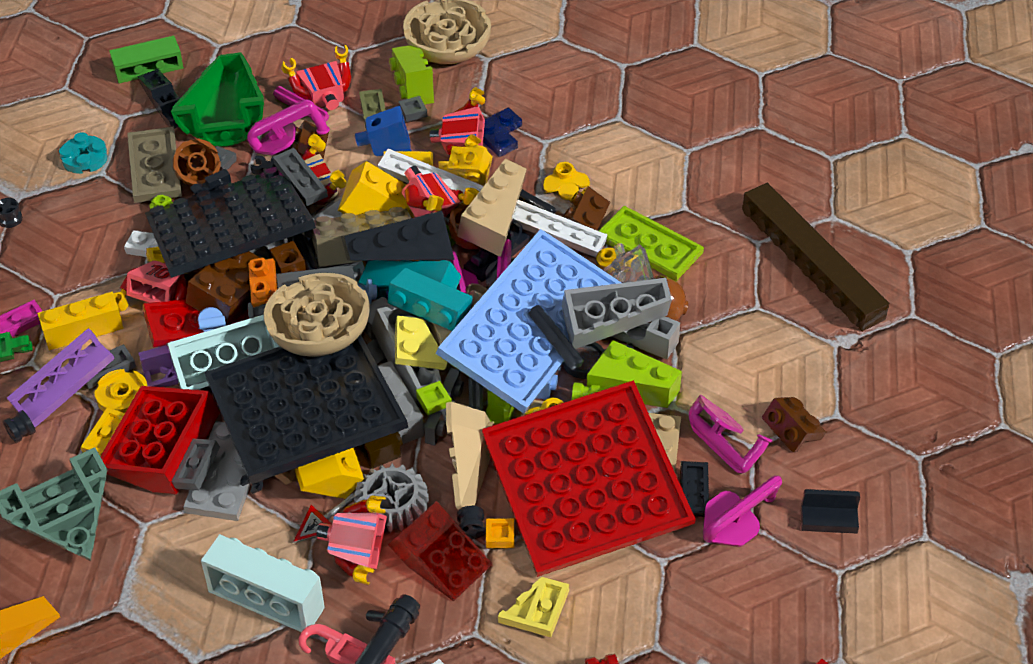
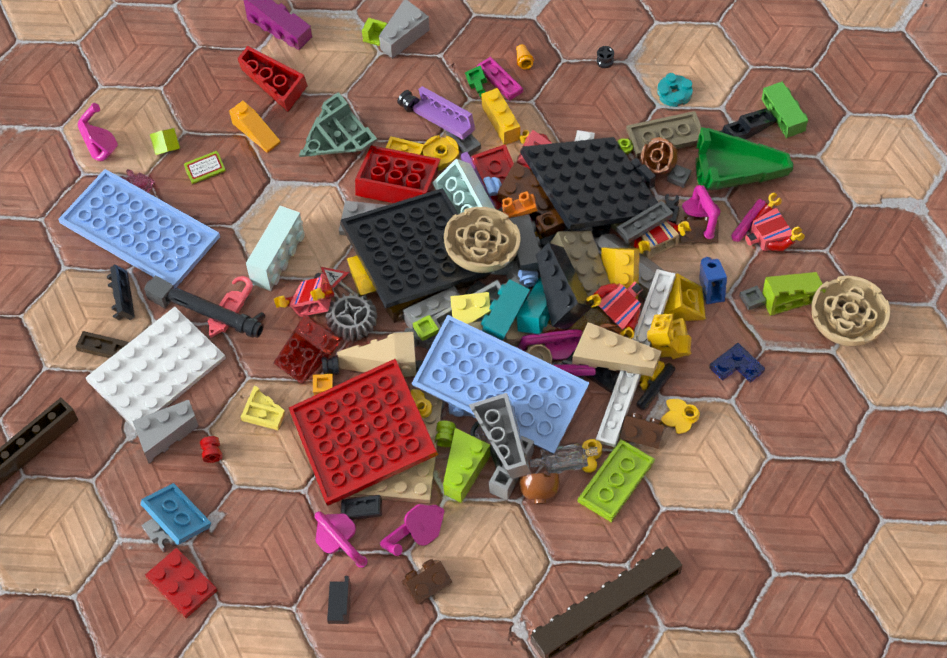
camera: 90 degrees right, 10 degrees up
(195, 464) = (370, 198): dark grey plate -> none
(371, 103) = (749, 270): olive plate -> none
(463, 126) = (719, 332): torso -> none
(556, 337) = (483, 394): black axle -> none

